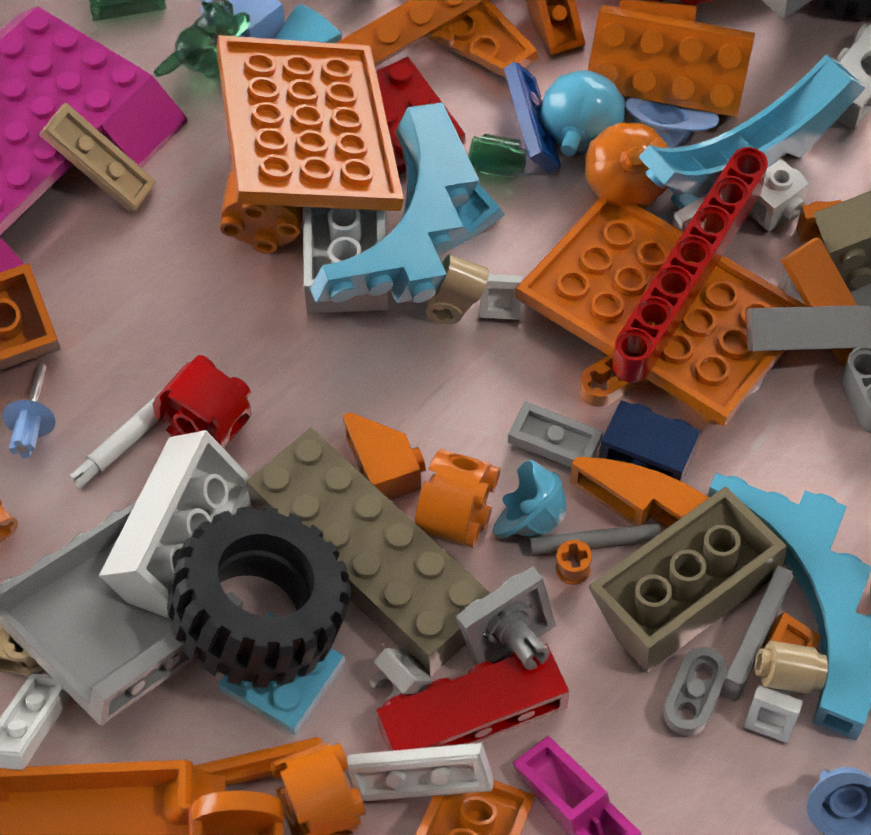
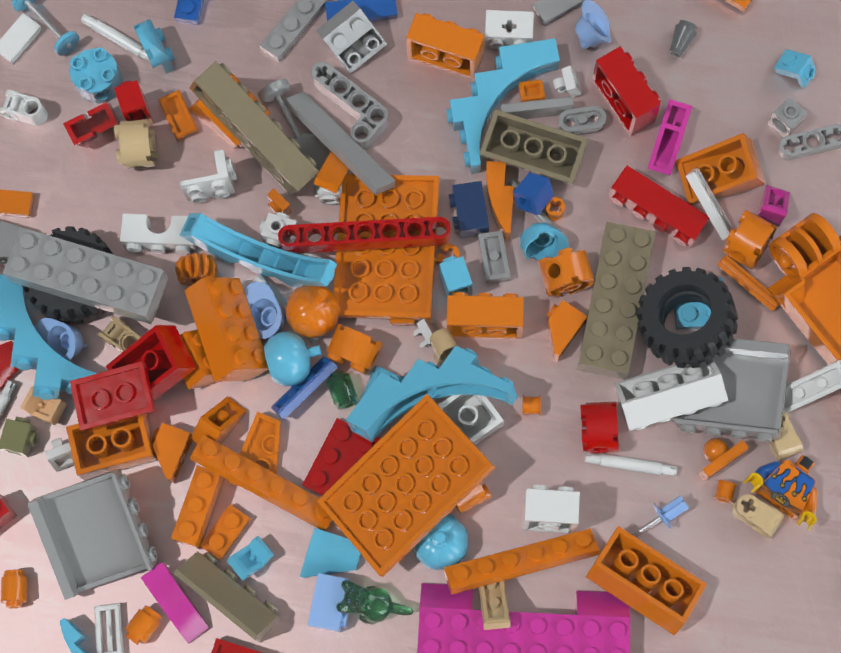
camera: 120 degrees left, 15 degrees up
(40, 535) = (718, 453): none -> orange tile
(113, 221) = (521, 561): none -> orange plate
(140, 265) = (550, 509): none -> white brick
(202, 149) = (443, 544): none -> medium azure piece
(306, 357) = (531, 405): none -> orange axle
(401, 671) = (664, 247): white tile -> none
(469, 357) = (485, 315): none -> orange brick
(509, 621) = (615, 206): light grey plate -> none
(540, 186) = (354, 348): none -> orange brick
(550, 352) = (455, 276): none -> medium azure brick
(612, 528) = (533, 193): none -> blue brick
(700, 773) = (626, 90): none -> red brick
(781, 71) = (195, 267): none -> orange gear
(791, 667) = (550, 79): tan brick -> none

